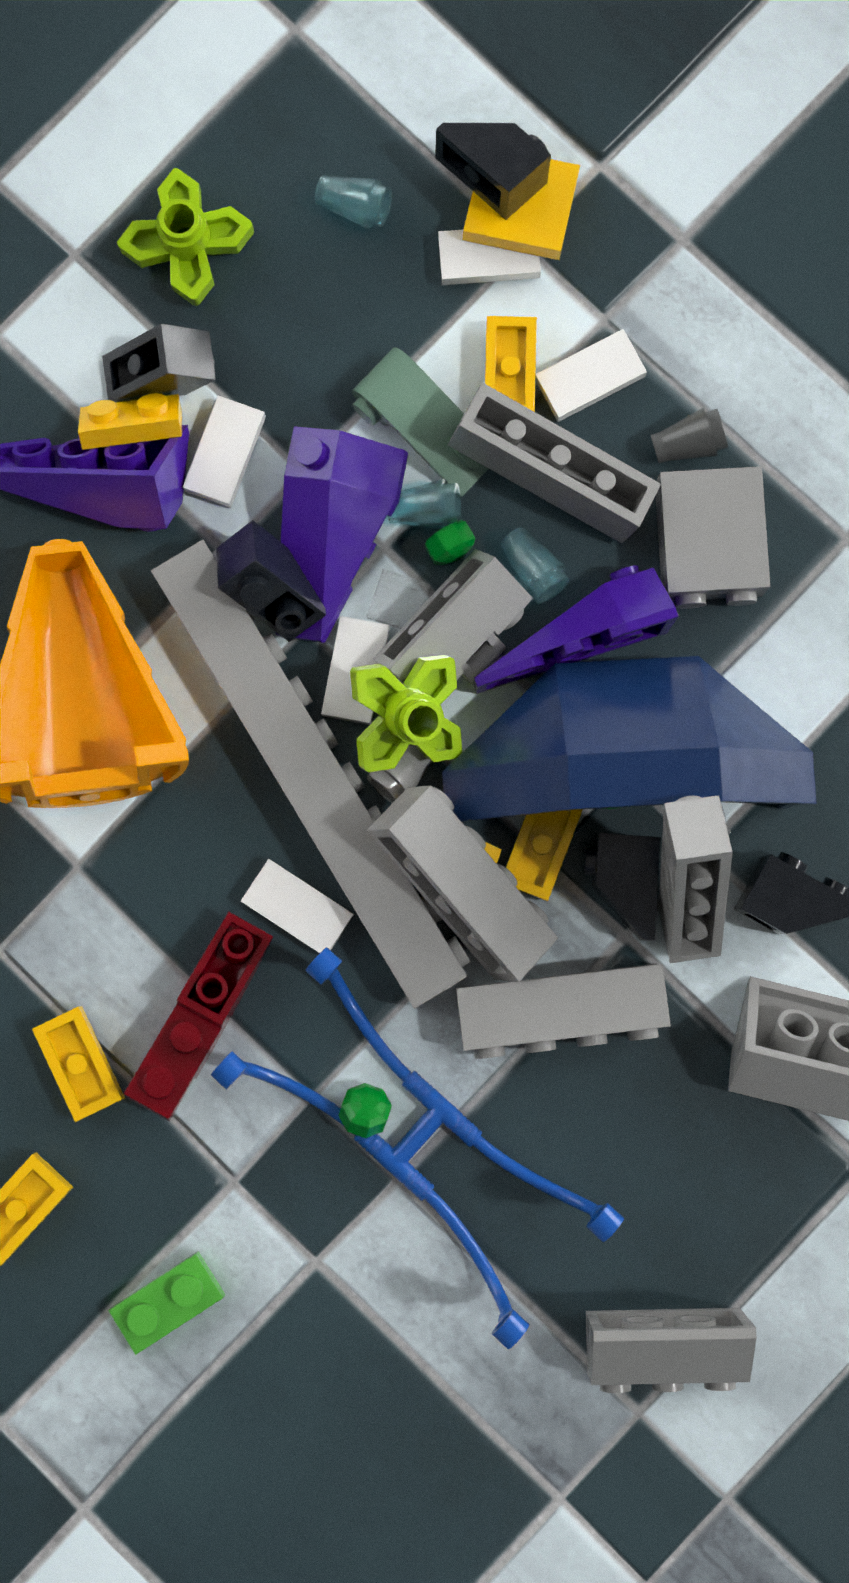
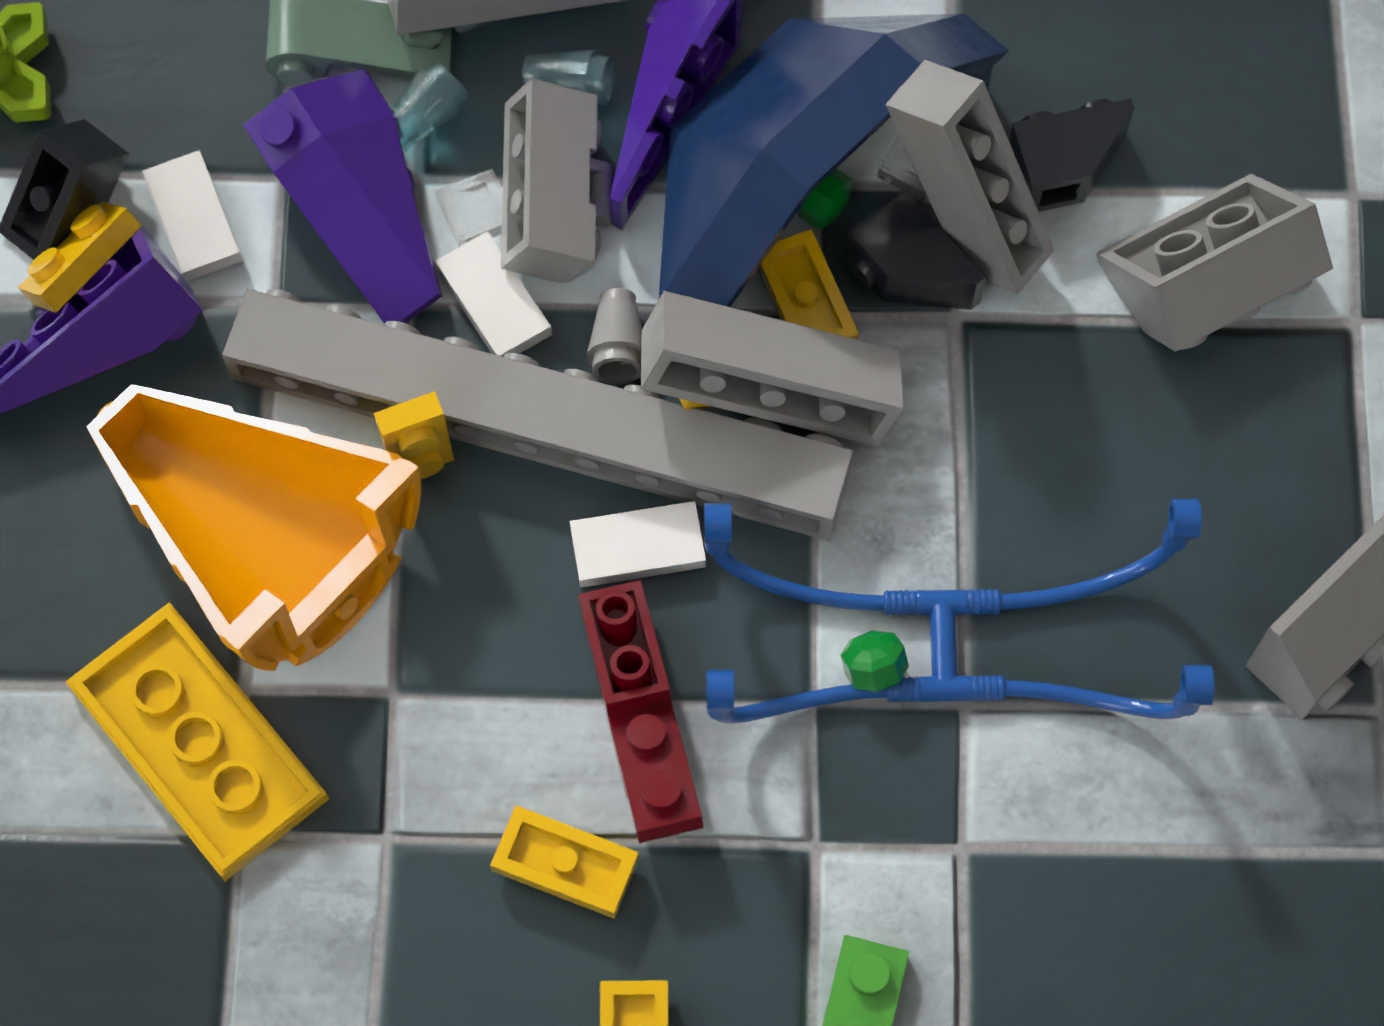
camera: 50 degrees left, 15 degrees down
(214, 730) = (417, 433): none -> yellow plate
(267, 581) = (344, 274): black slope -> none
(406, 712) = (582, 267): lime plant -> none
(450, 543) = (477, 118): green tile -> none
(563, 1008) = (961, 414): light grey brick -> none

